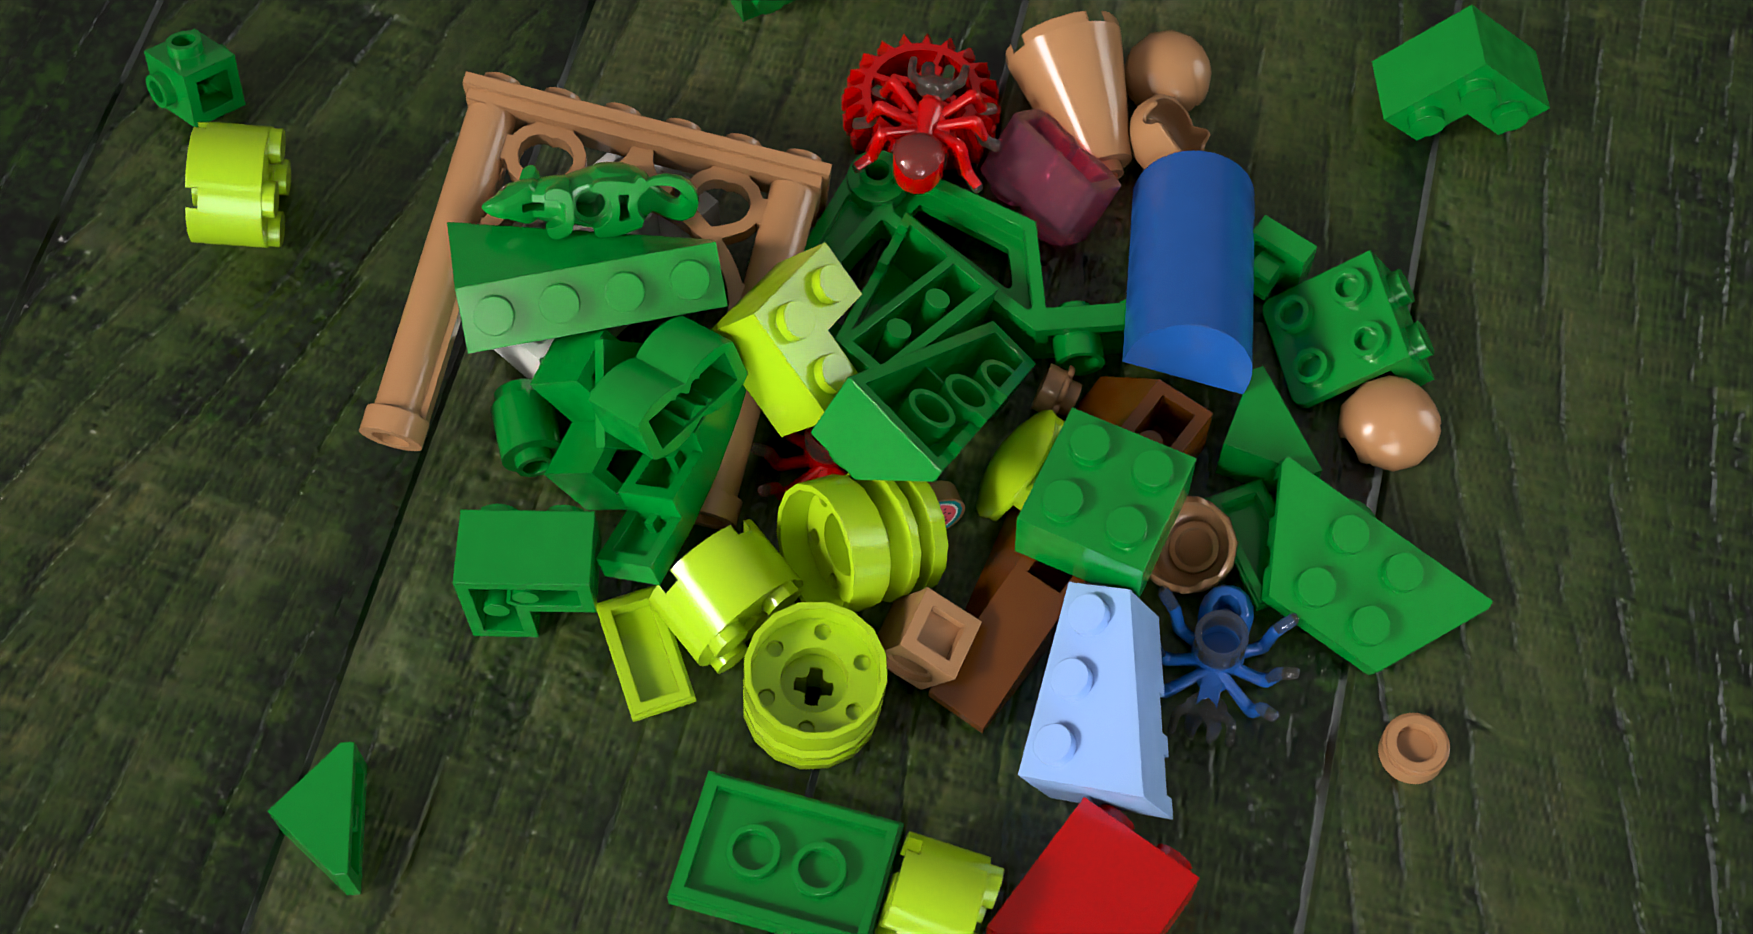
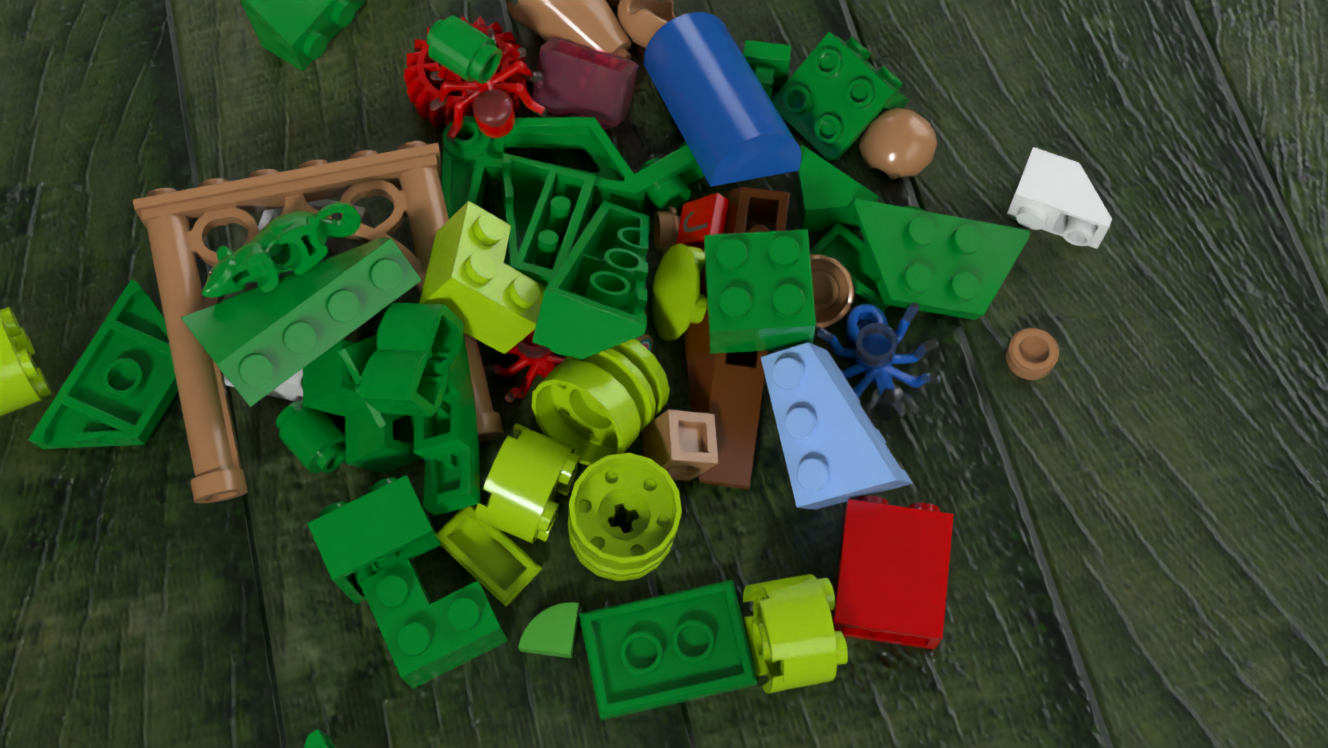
camera: 25 degrees left, 5 degrees up
(351, 270) = (117, 384): none -> green wing
(529, 705) = (426, 635): none -> green brick
(669, 775) = (552, 631): none -> bright green tile
(917, 74) = (463, 49): none -> green brick
(1097, 393) = (702, 218): none -> red tile
(1548, 579) = (1060, 200): none -> white slope

